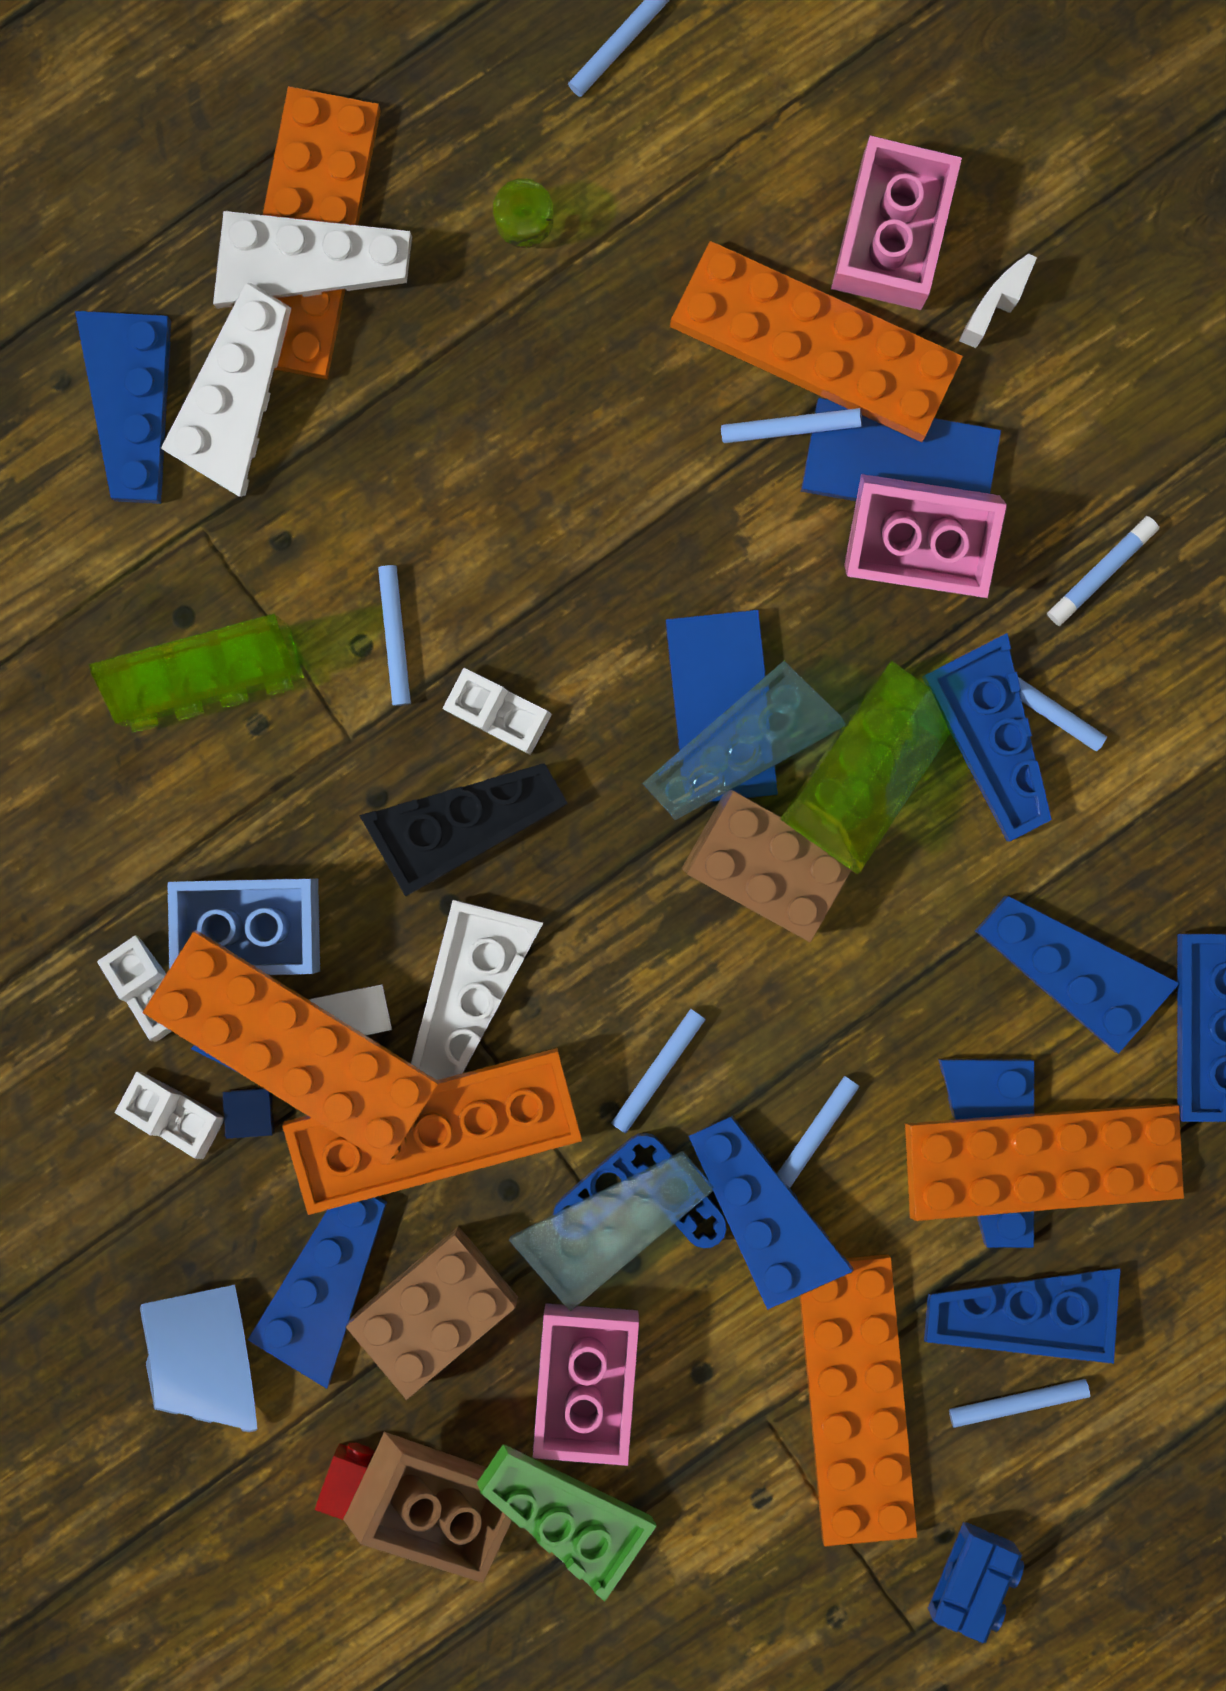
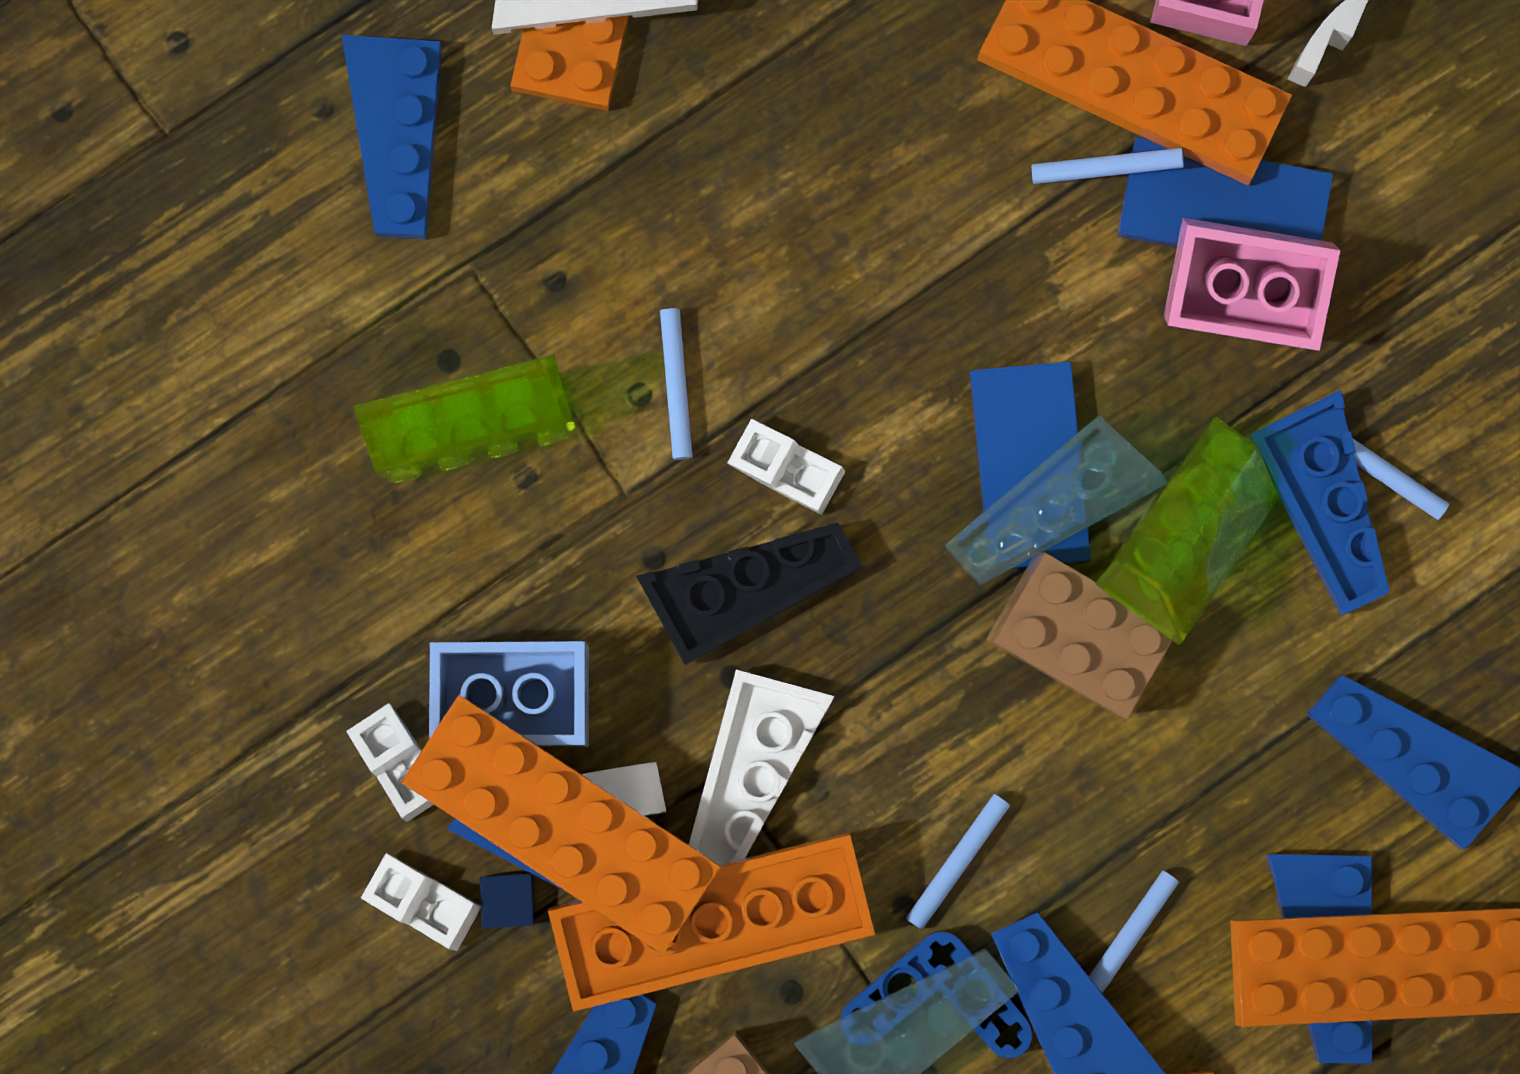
camera: 10 degrees right, 5 degrees down
(226, 403) = (502, 134): white wing -> none
(1103, 570) = (1444, 325): light blue bar -> none

